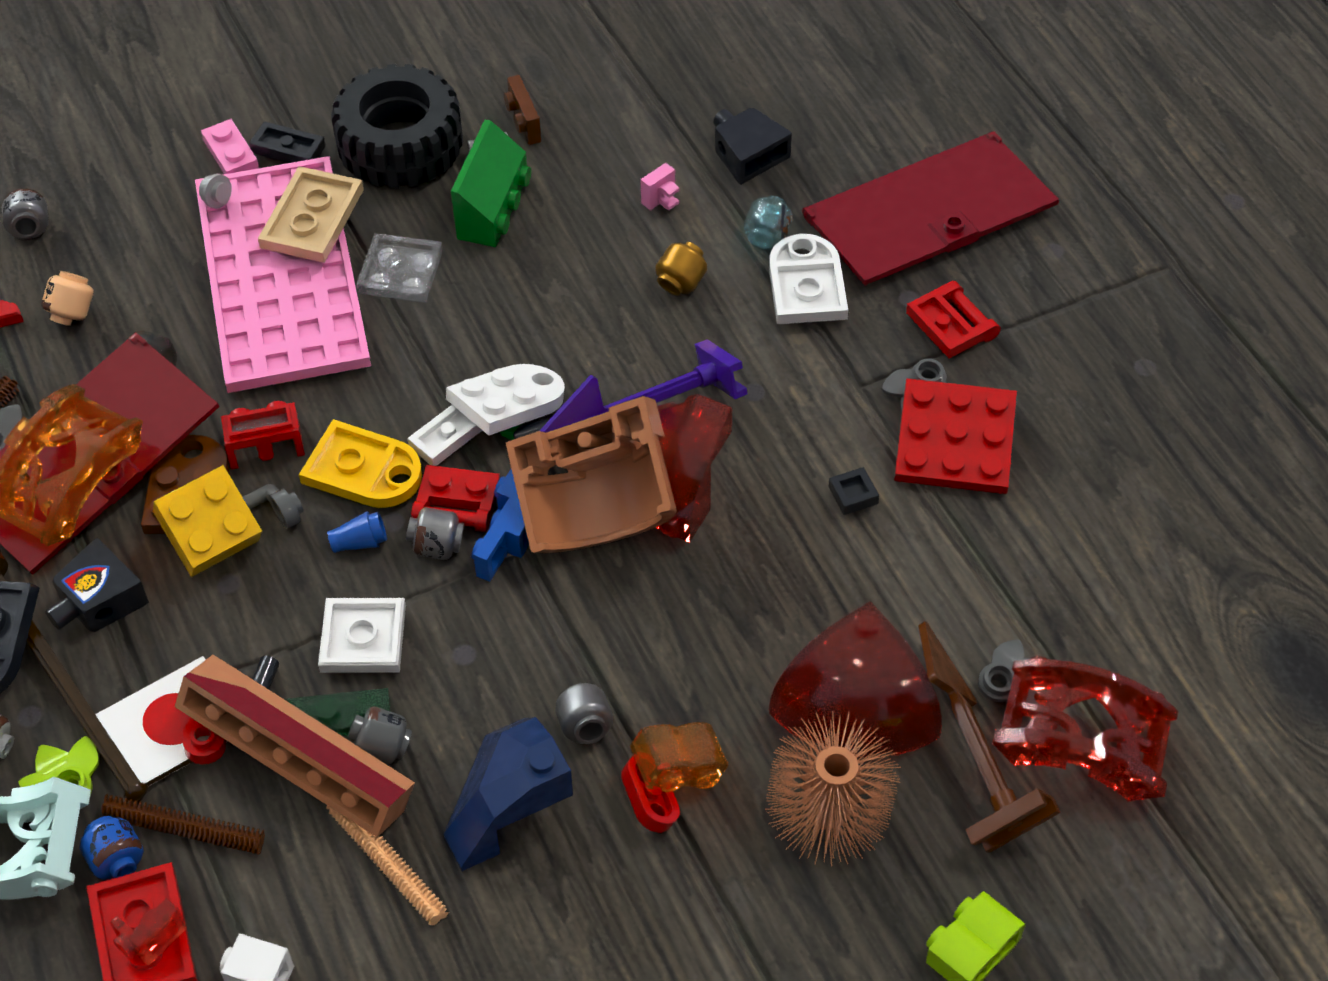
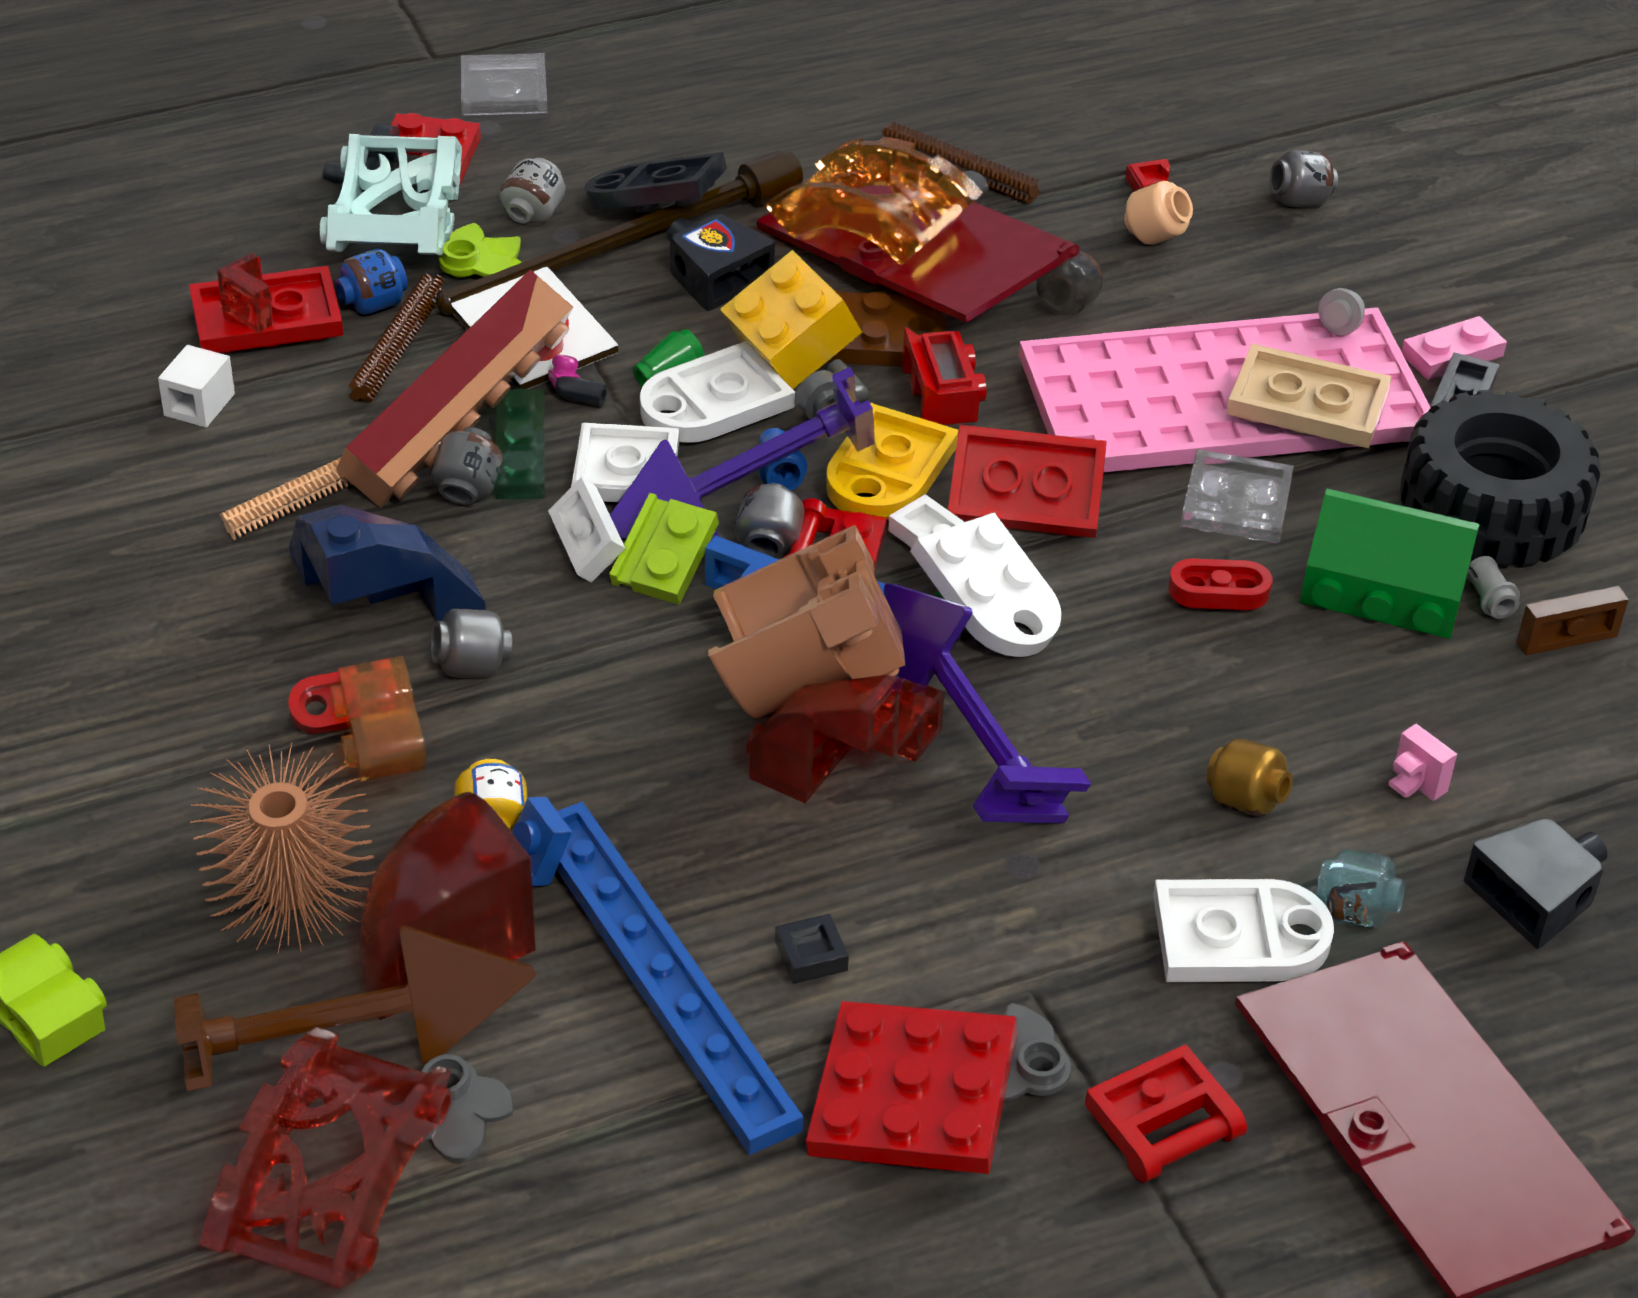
camera: 90 degrees right, 10 degrees down
(231, 614) = (670, 352): none -> green cone
(273, 578) = (715, 394): none -> white plate
(394, 377) = (1028, 480): none -> red plate
(412, 599) = (668, 480): none -> dark purple piece
(447, 651) = (586, 529): none -> white plate
(468, 598) = (664, 548): none -> lime plate
(492, 279) = (1220, 584): none -> red plate
(749, 678) = (497, 785): none -> head
(787, 639) = (543, 837): none -> blue bracket
(880, 572) = (675, 987): none -> blue plate

